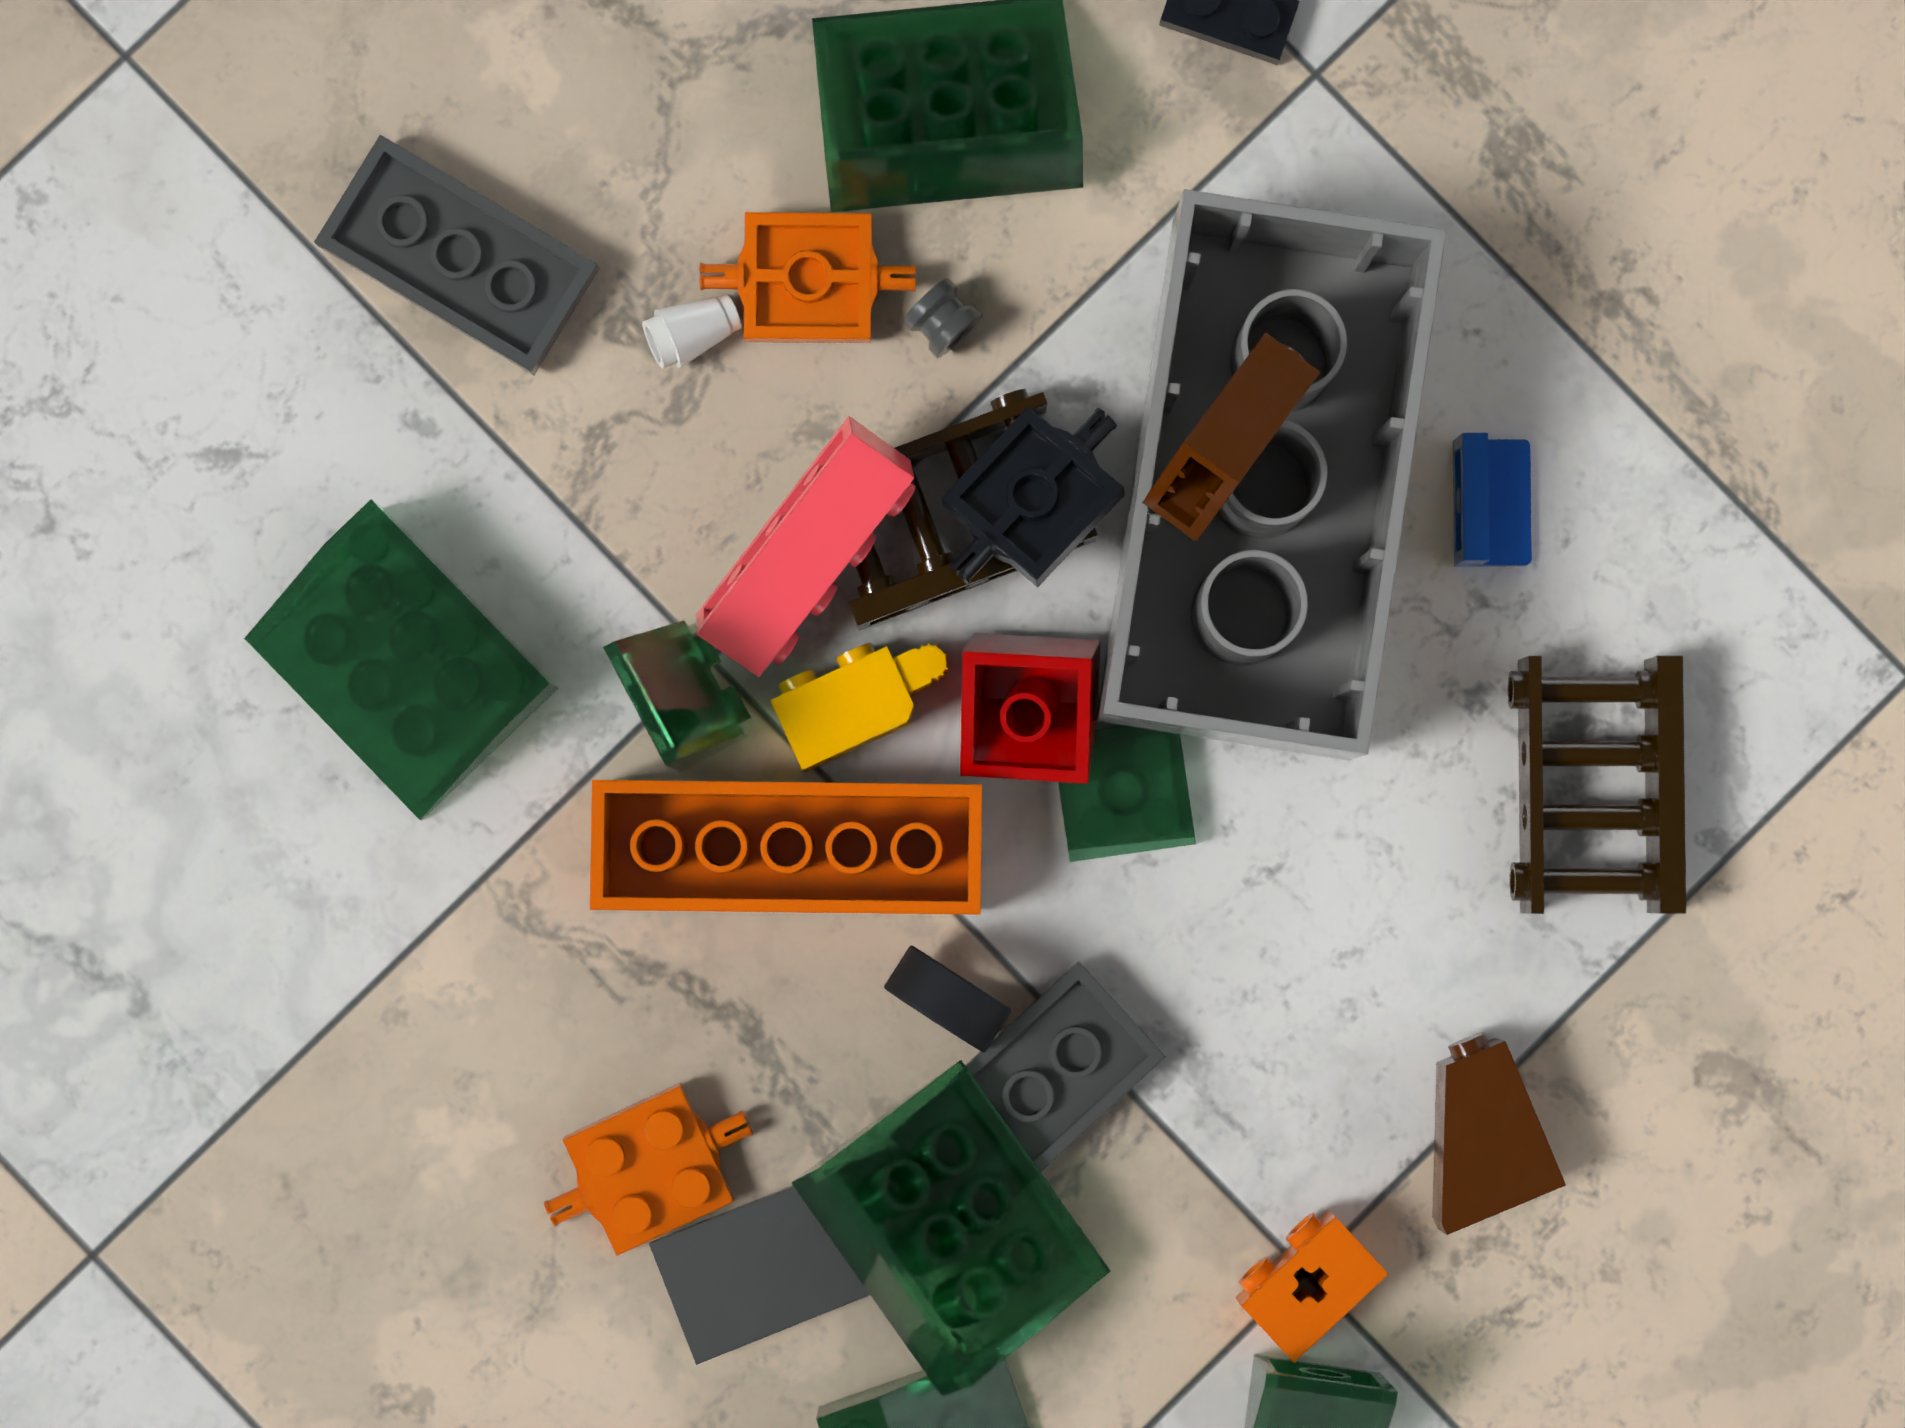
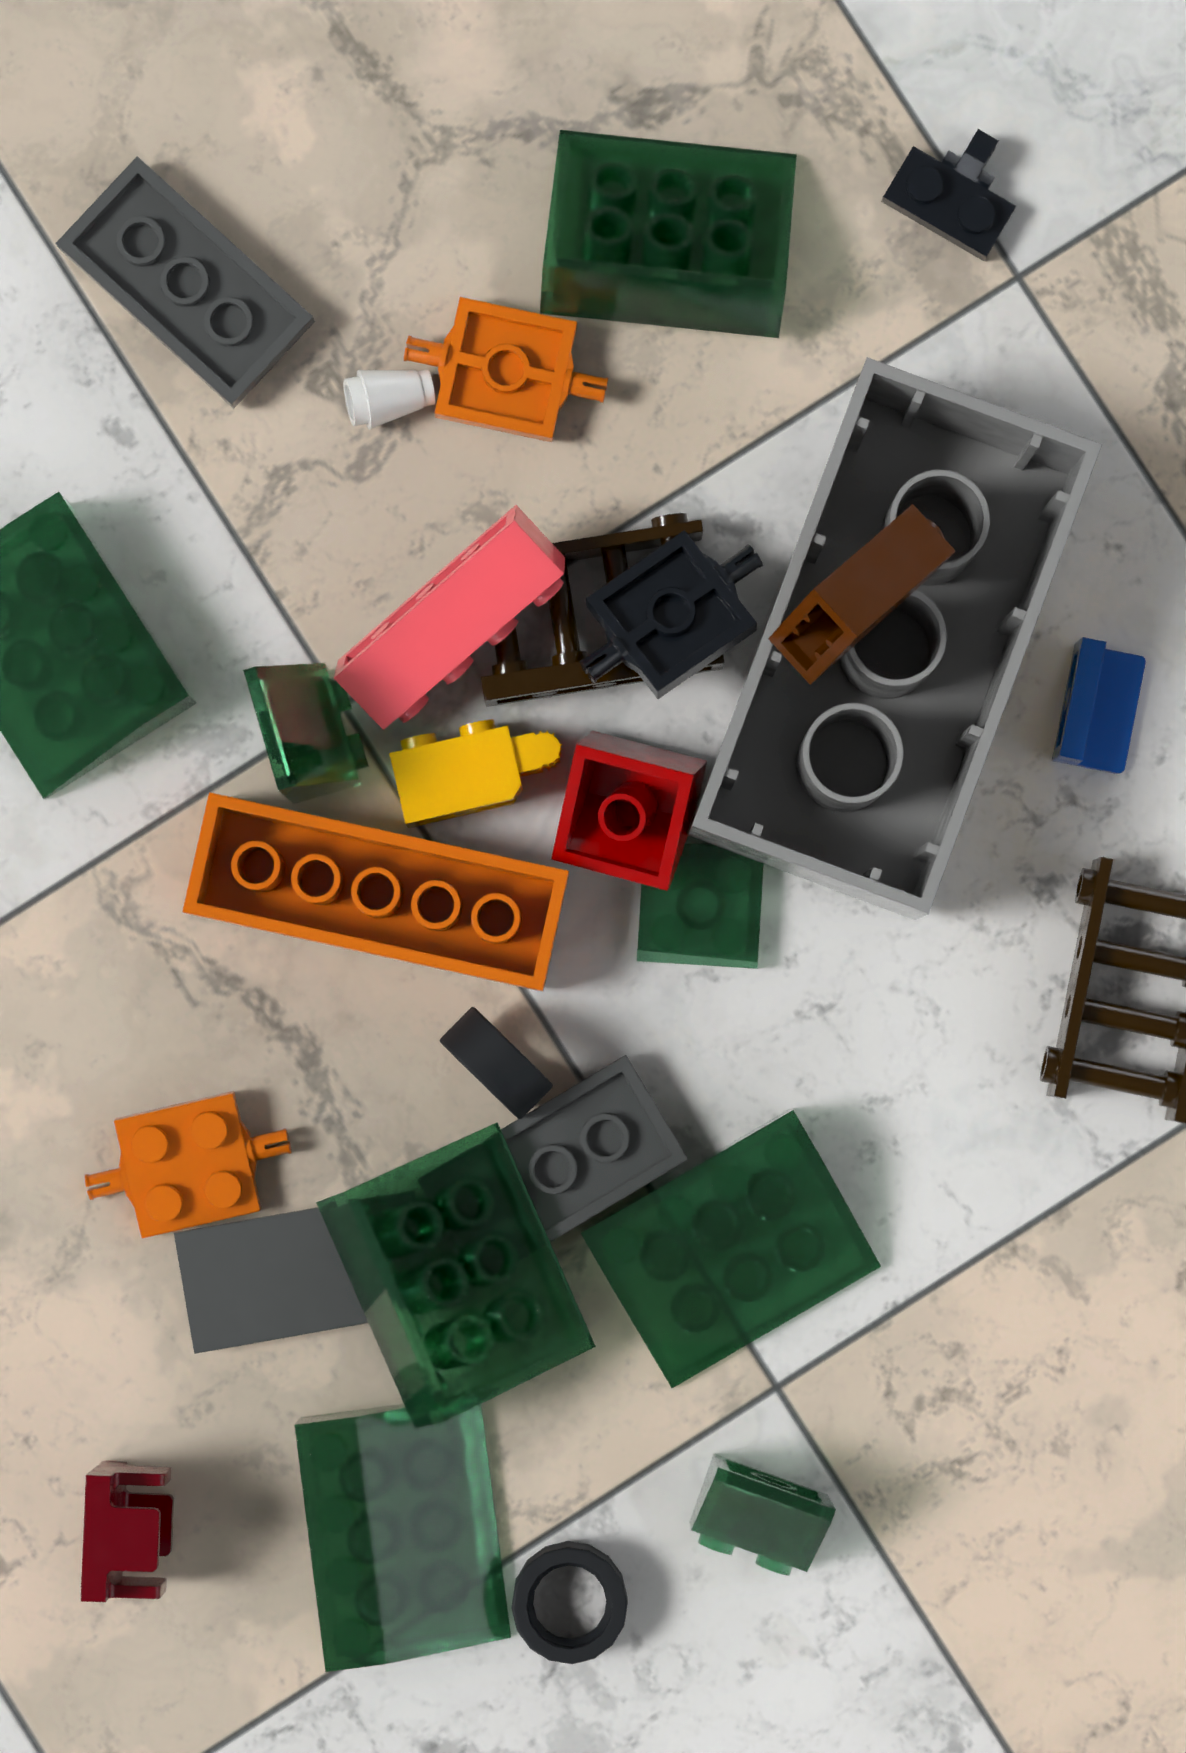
camera: 15 degrees right, 0 degrees up
(942, 317) = (623, 432): dark grey wheel -> none
(1228, 1138) = (731, 1248): none -> clear green slope
(1344, 1280) = (764, 1428): orange brick -> none
(1485, 1137) = (970, 1295): reddish brown slope -> none

